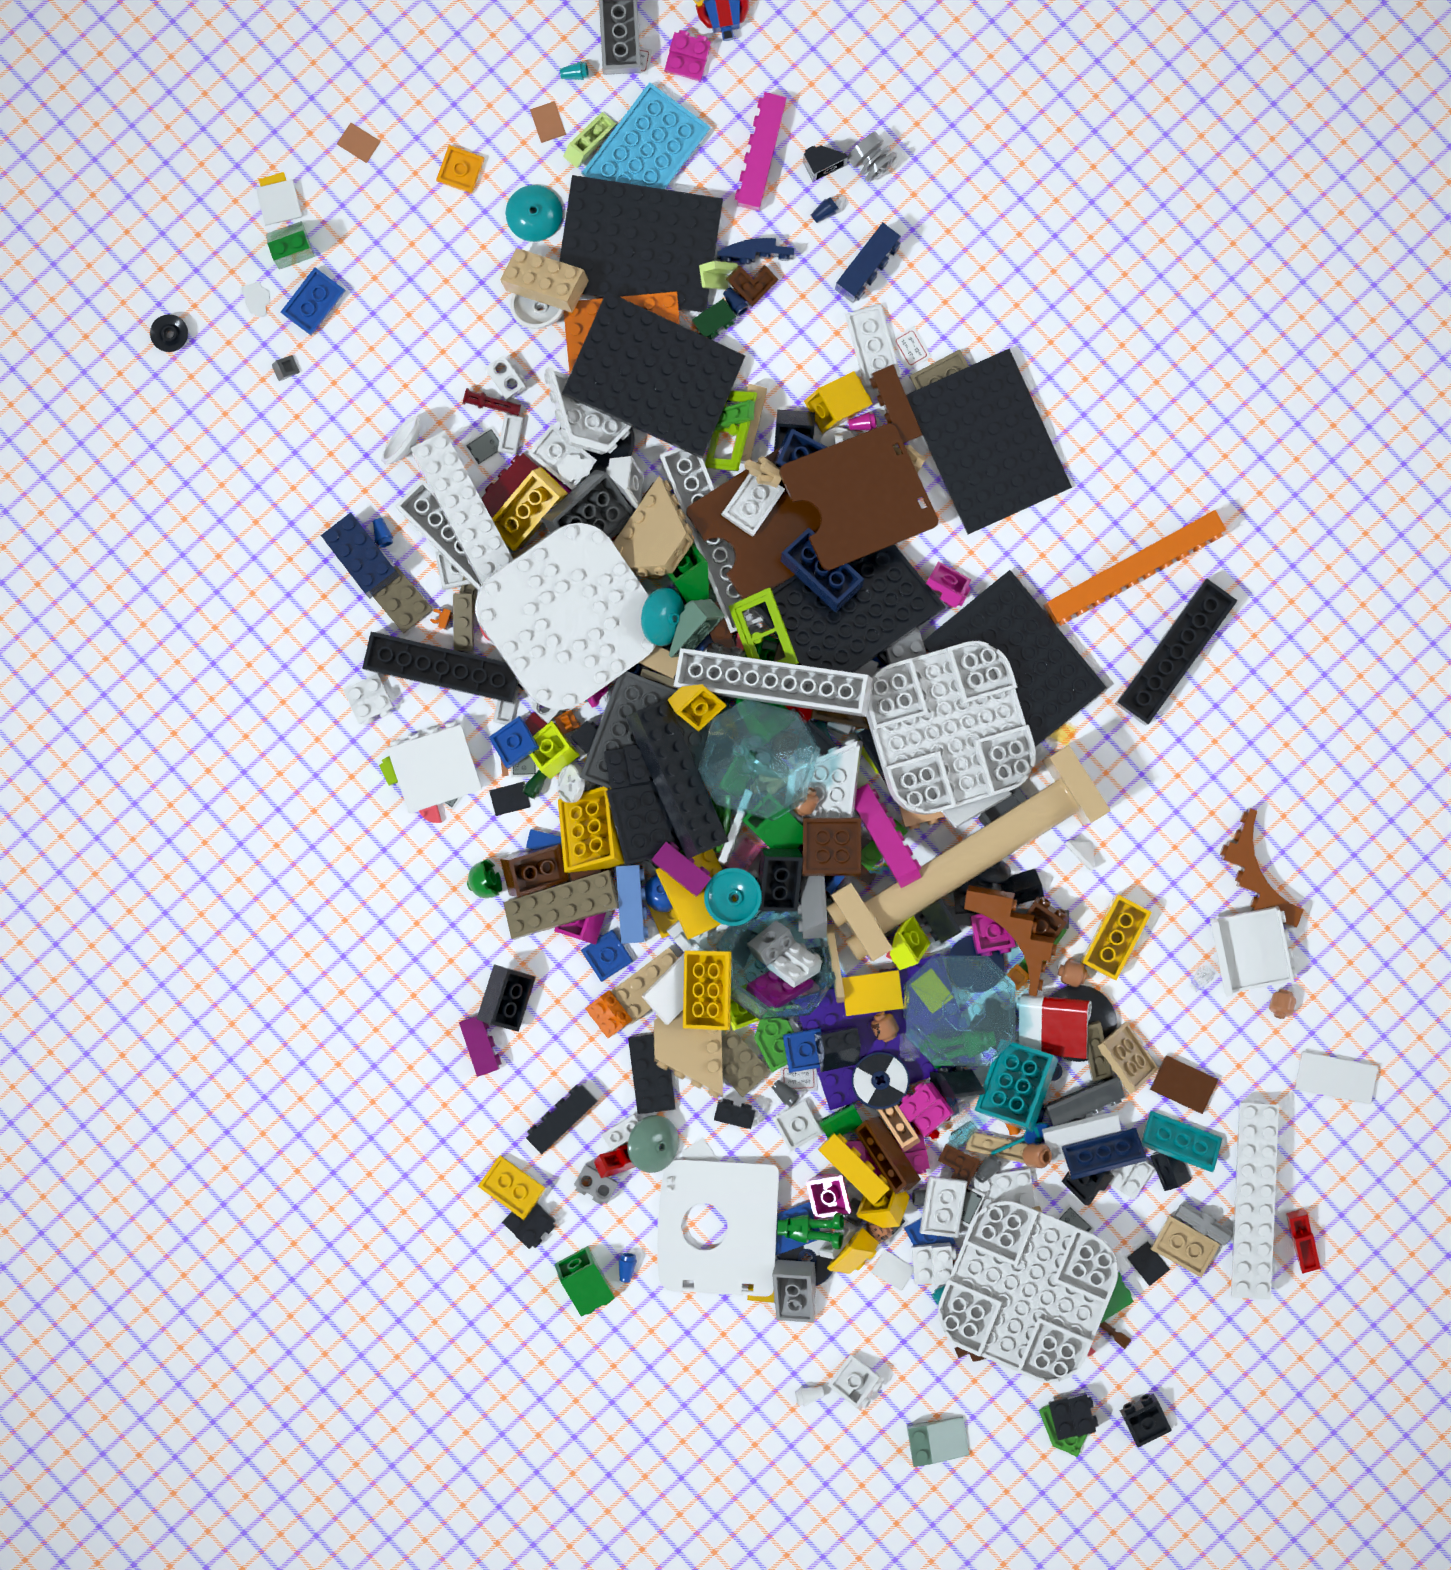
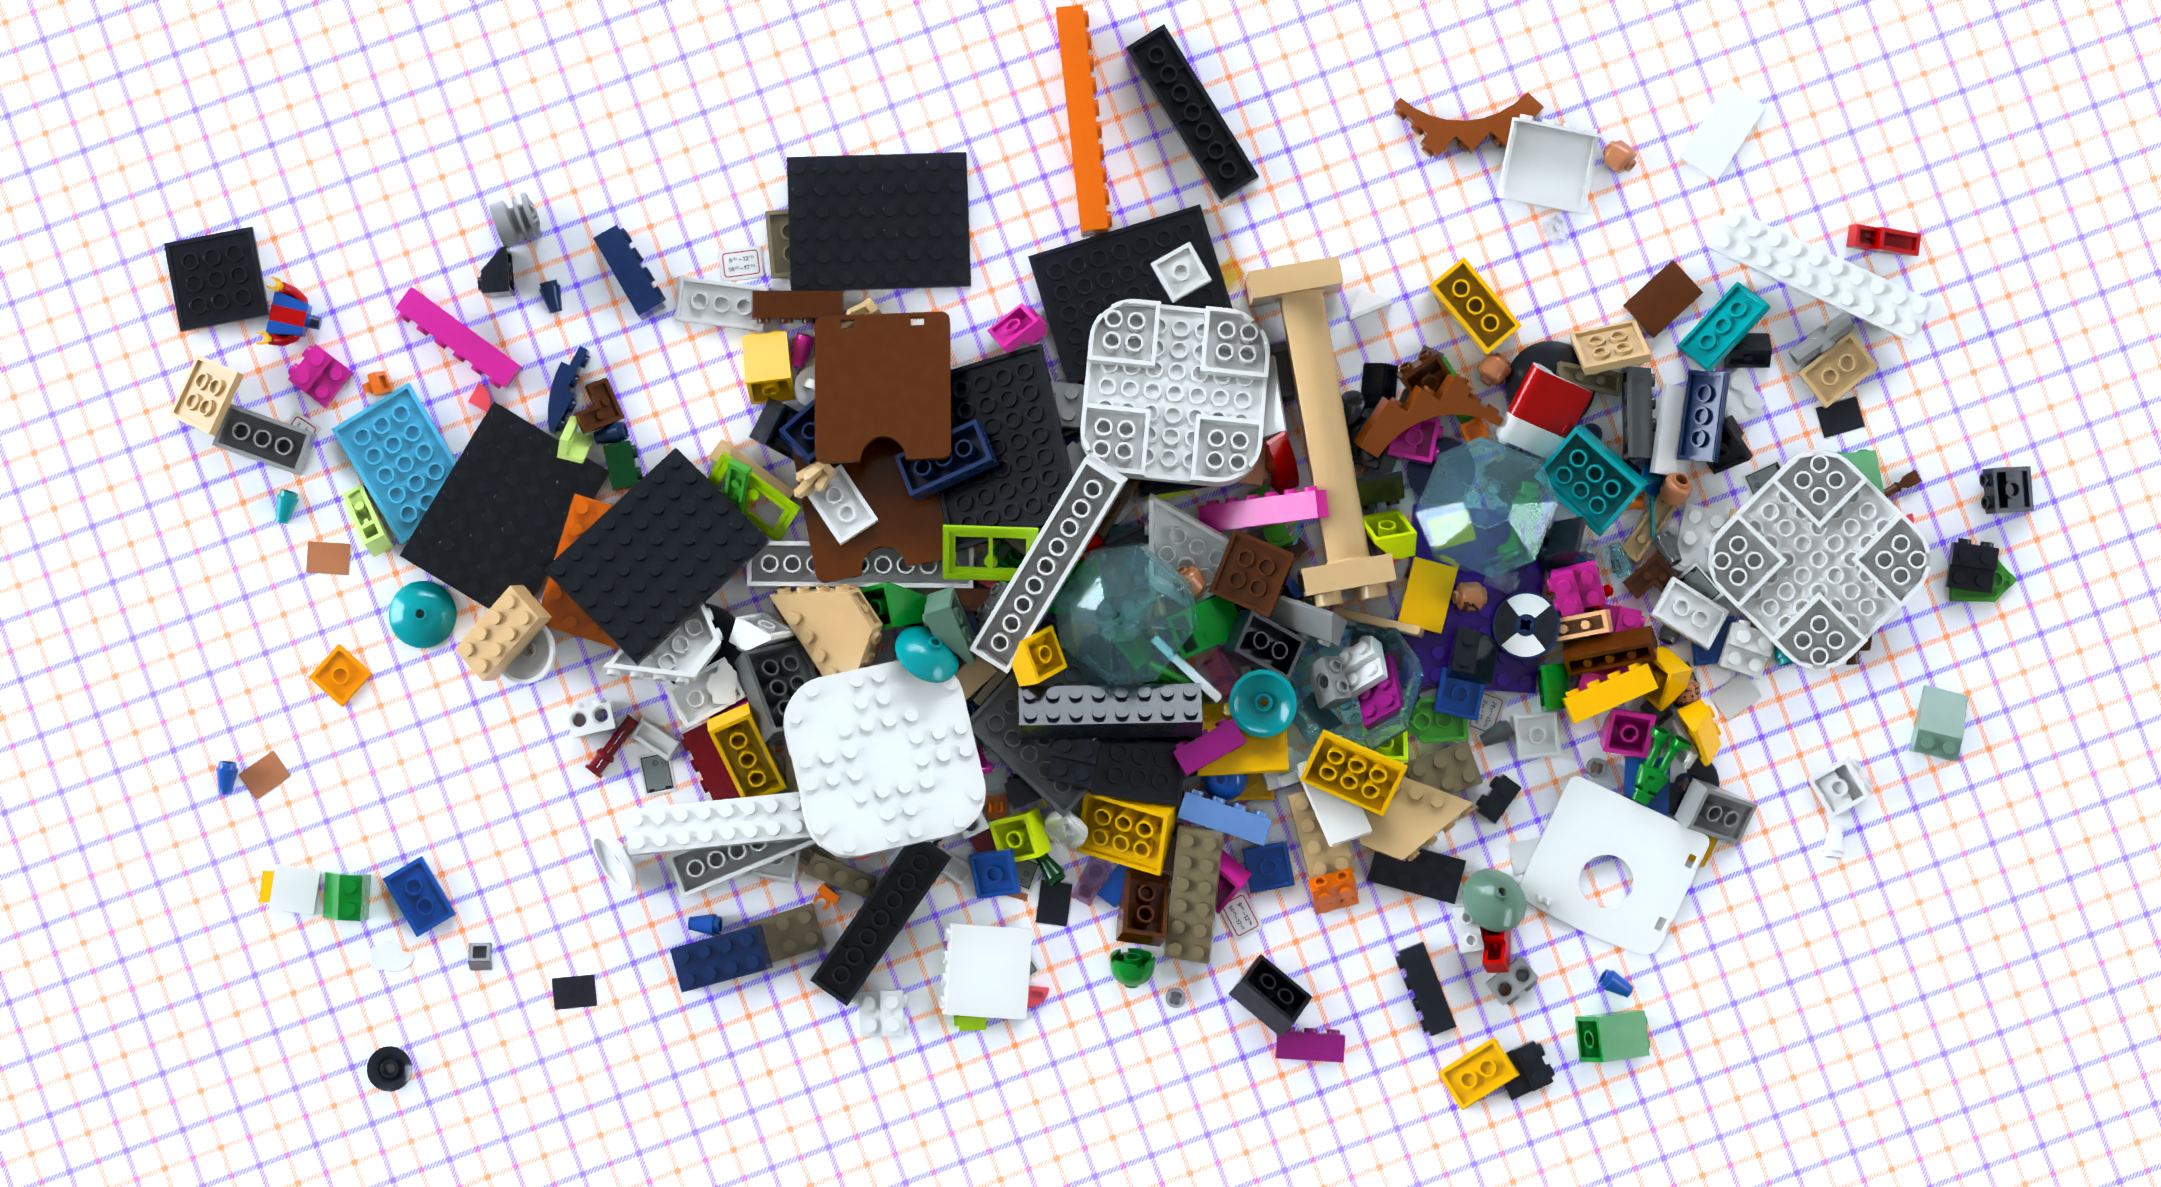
camera: 65 degrees left, 0 degrees up
(287, 452) = (574, 992): none -> black sticker
(344, 113) = (226, 776): none -> blue cone
(474, 918) = (1182, 999): none -> light grey bush
(538, 820) = (1090, 881): none -> clear purple plate
(559, 950) = (1241, 916): none -> white sticker
(699, 104) = (377, 384): none -> orange tile
(722, 188) = (481, 398): none -> coral tile
(797, 1182) = (1597, 761): none -> light grey bush
(928, 834) = (1281, 463): none -> red slope
(1047, 694) = (1181, 272): none -> white tile

